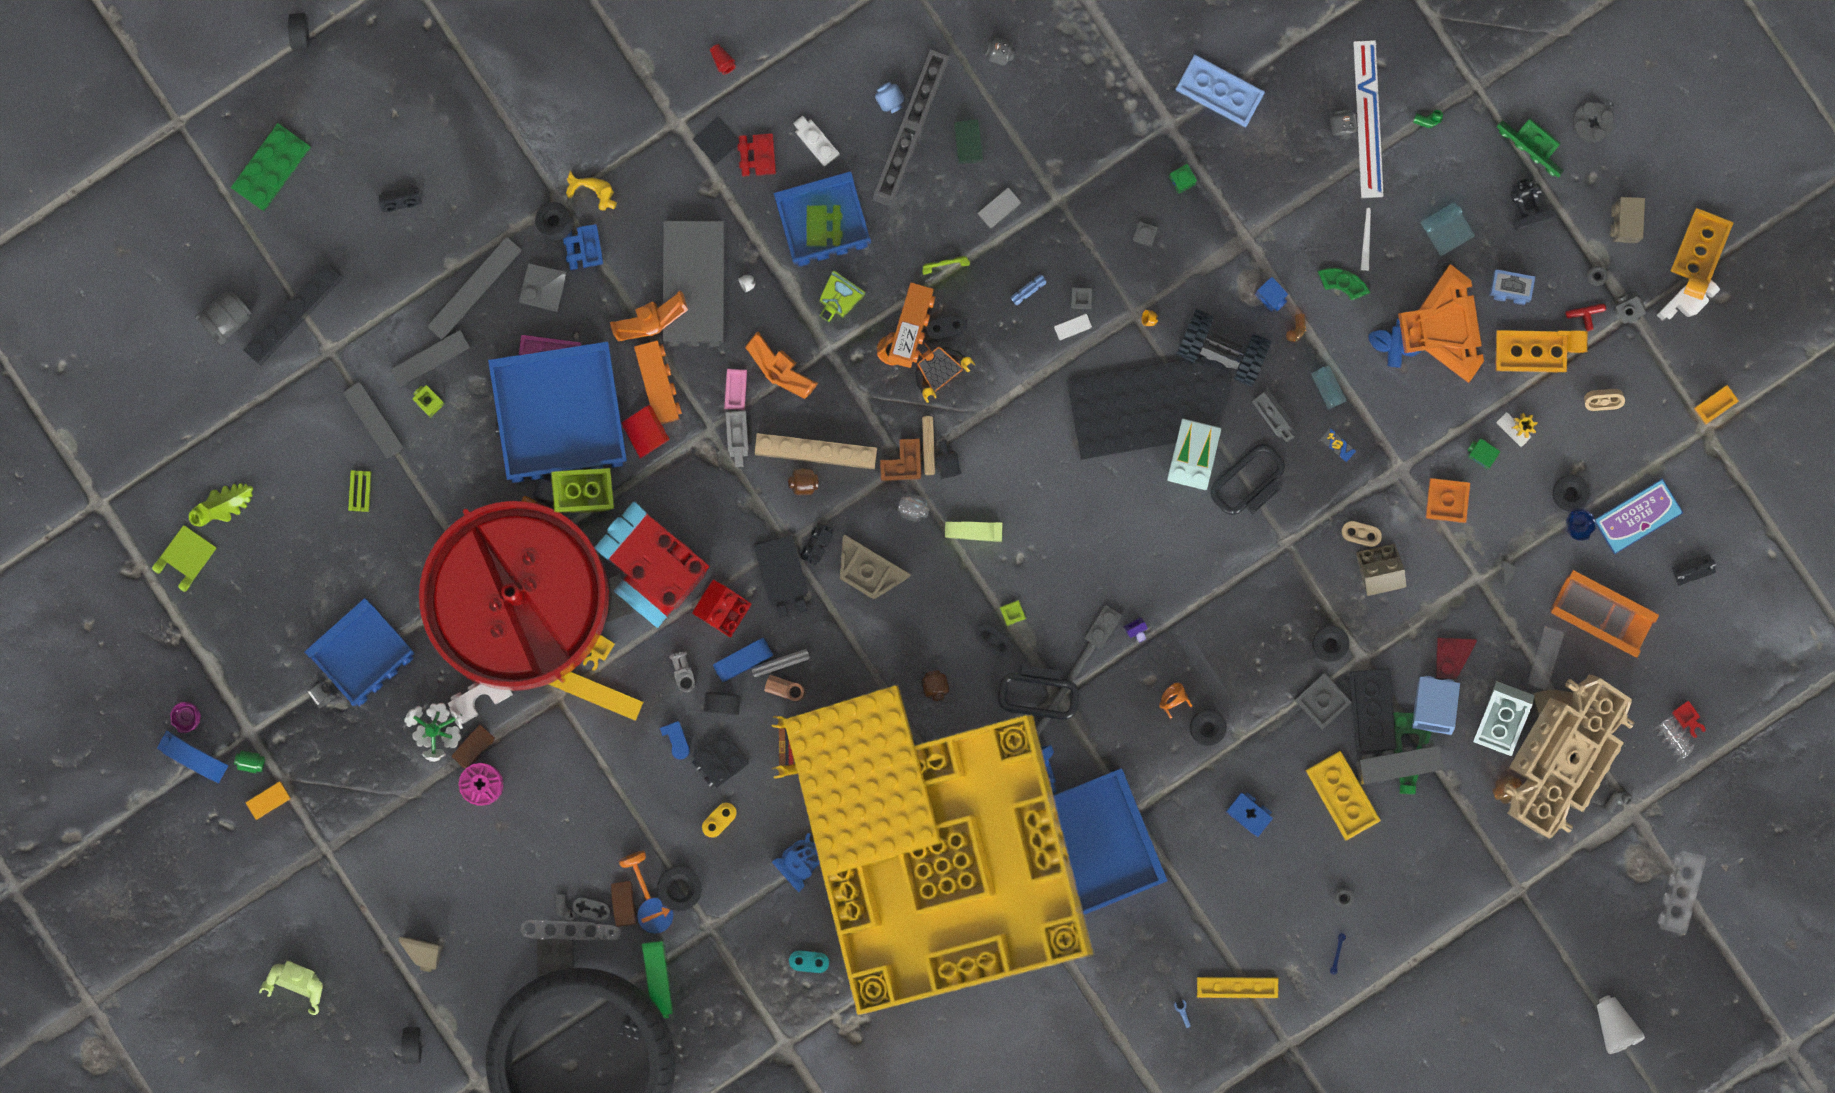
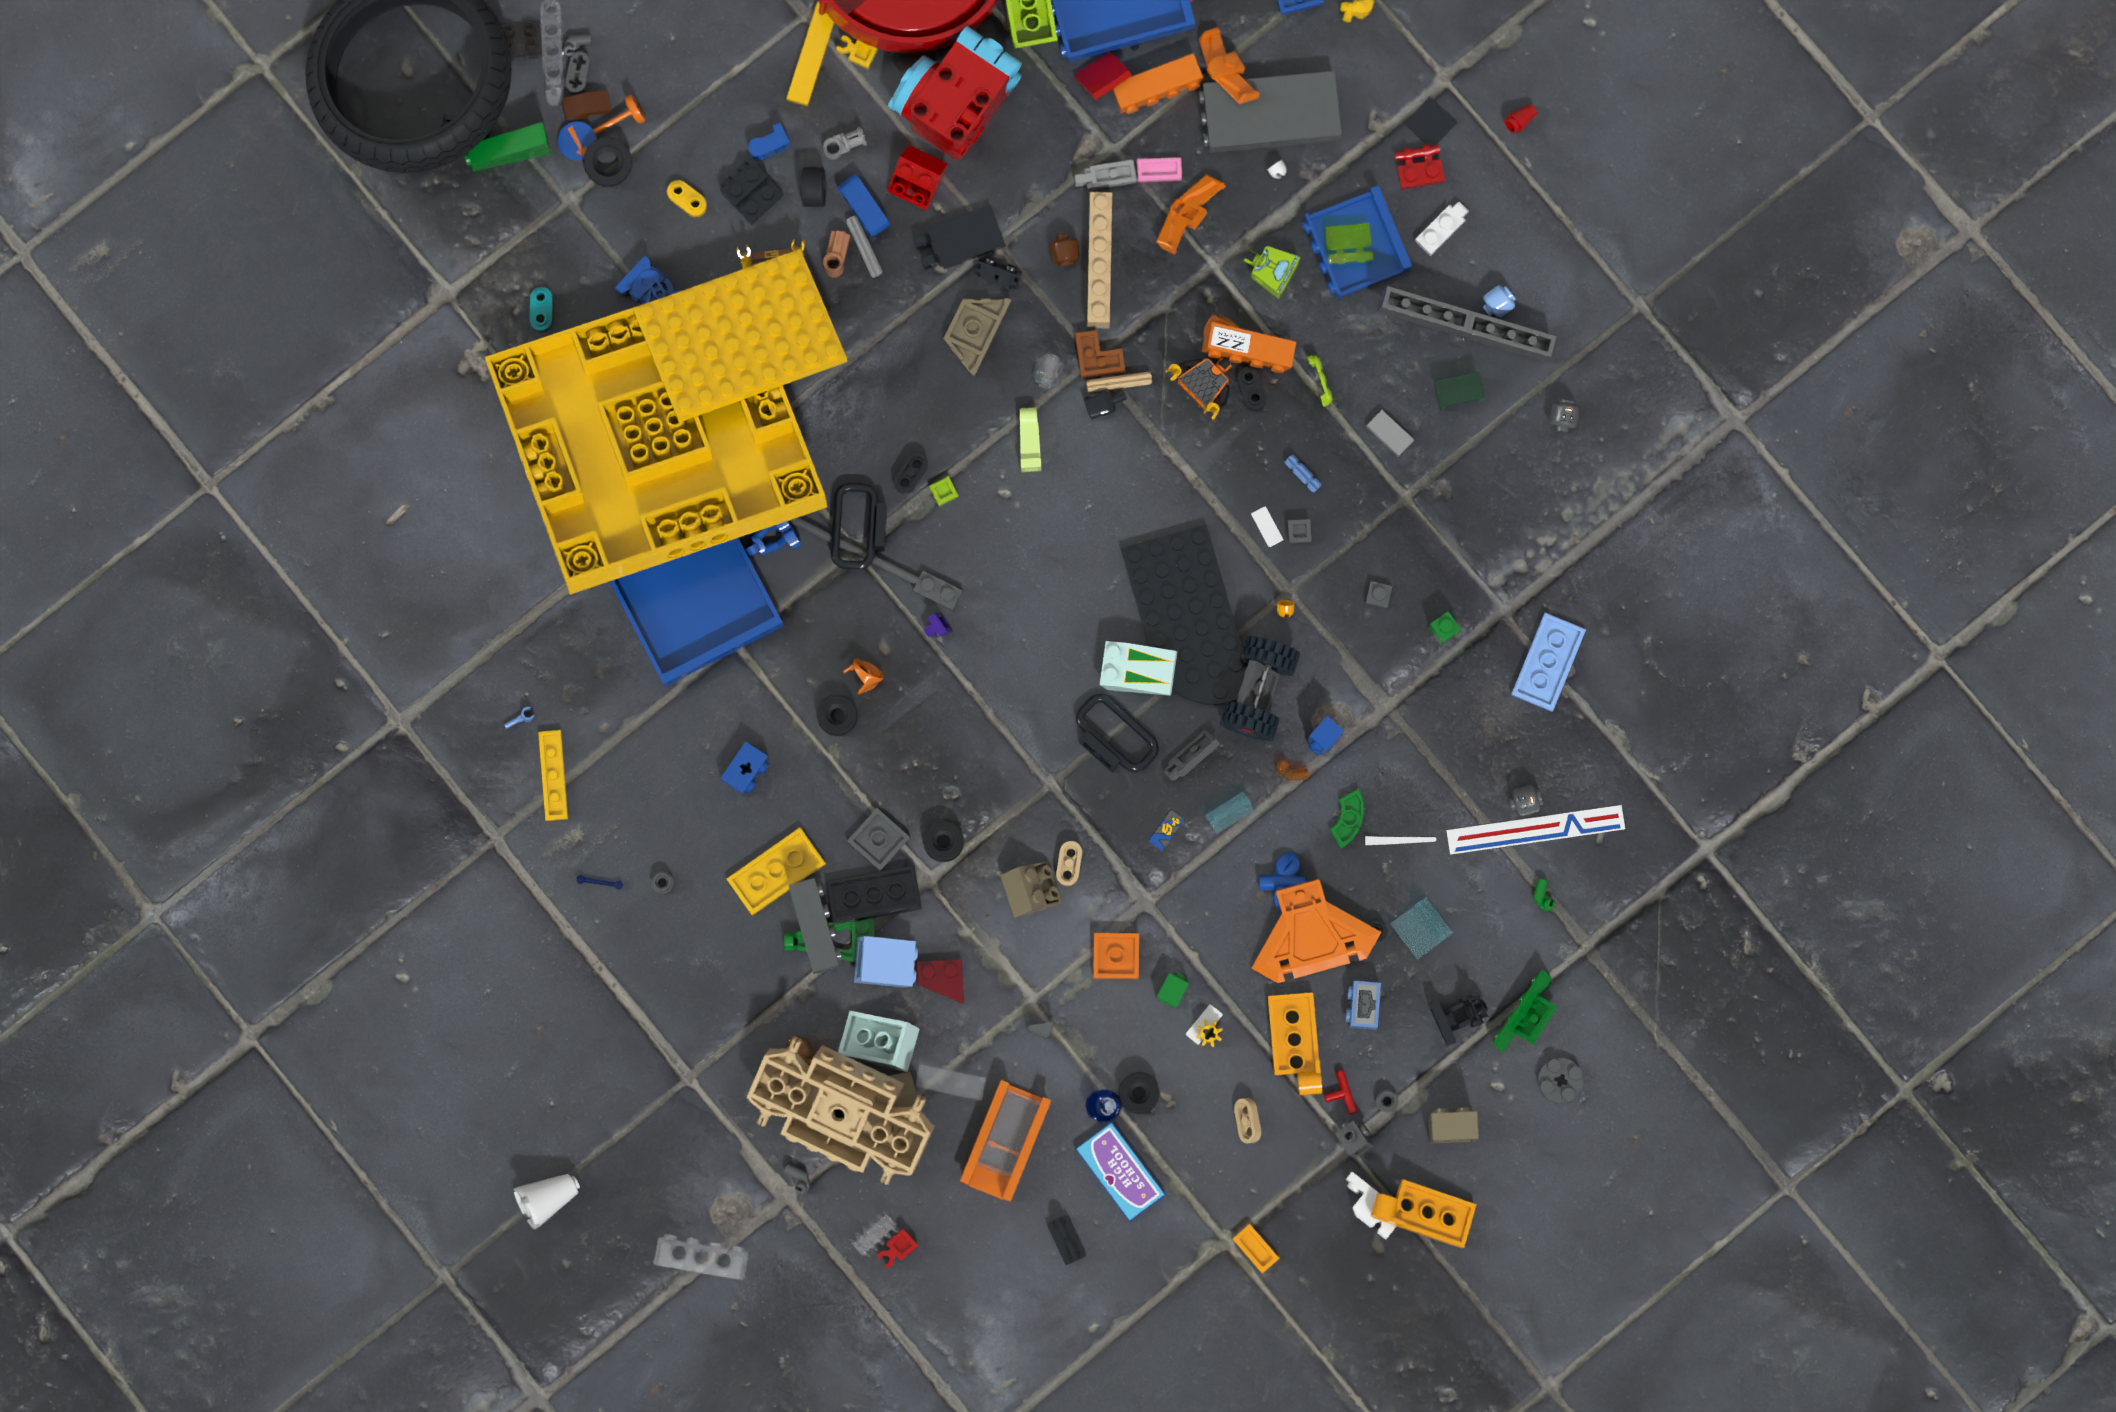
camera: 85 degrees right, 5 degrees down
(935, 685) = (855, 414): reddish brown head -> none

